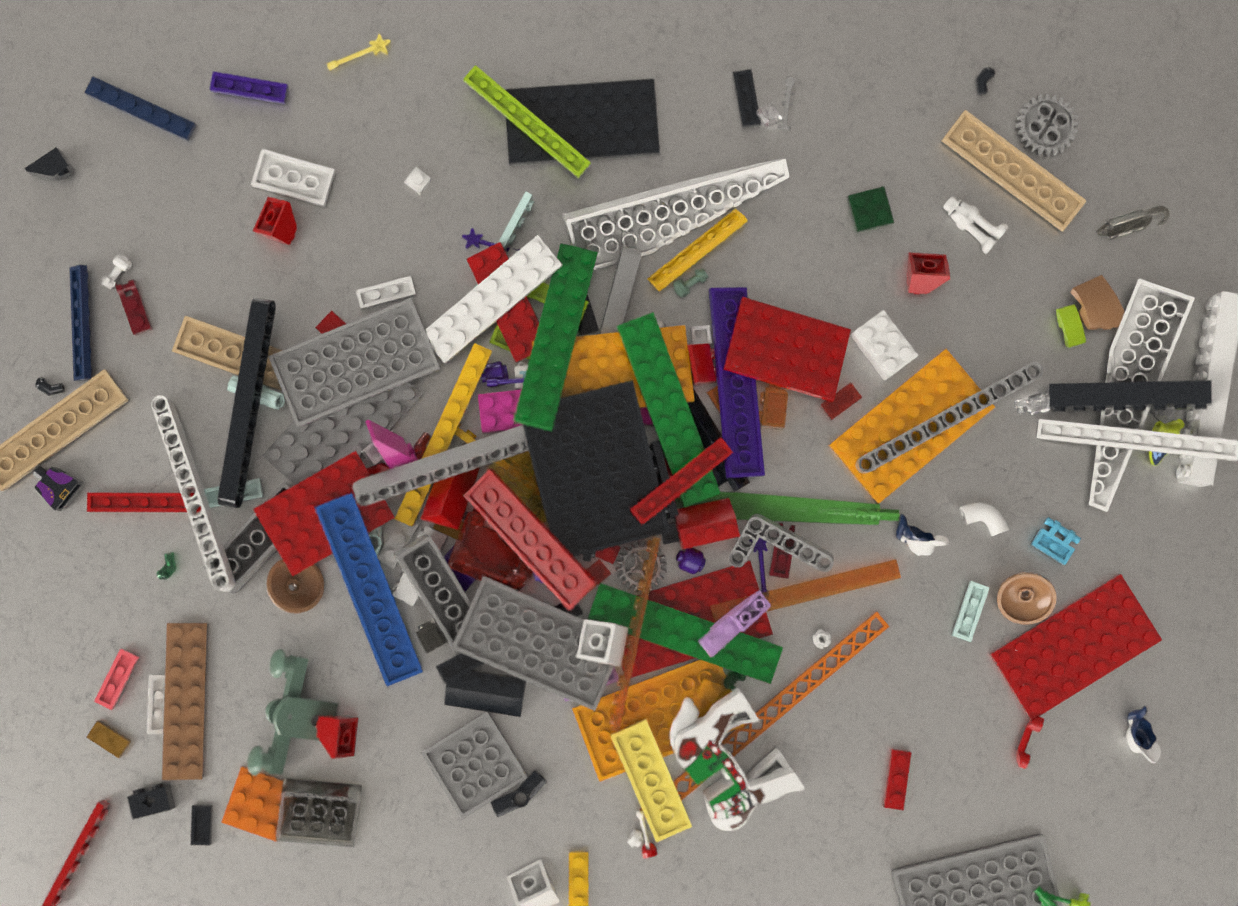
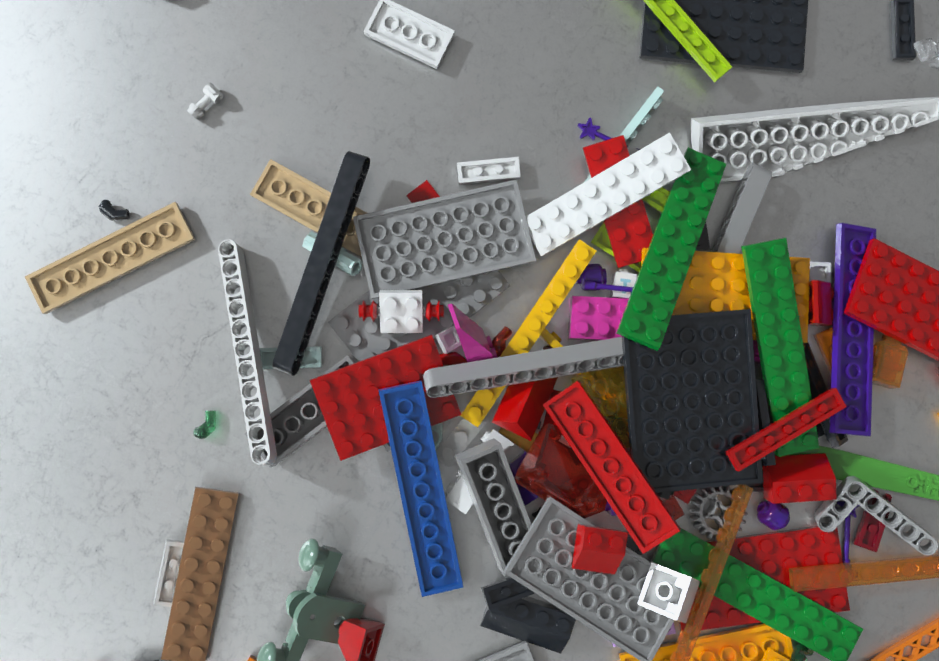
camera: 10 degrees right, 0 degrees up
(56, 486) = (102, 319): torso -> none
(80, 323) = (157, 148): dark blue plate -> none
(108, 739) = (111, 601): pearl gold tile -> none
(116, 679) = (131, 538): coral plate -> none
(134, 307) = (218, 142): dark red plate -> none
(136, 502) = (185, 350): red plate -> none
(276, 221) = (384, 75): red slope -> none
(307, 588) = (352, 476): medium nougat dish -> none
(326, 434) = (401, 311): none -> white plate
(418, 180) = (540, 58): white plate -> none
(430, 636) = (479, 552): clear smoke brick -> none
(532, 614) = (599, 549): none -> red slope
(682, 288) = (807, 218): sand green bar -> none
(697, 250) = (829, 180): yellow plate -> none
(733, 622) = (816, 594): lavender slope -> none
(821, 644) = (896, 624): white plate -> none

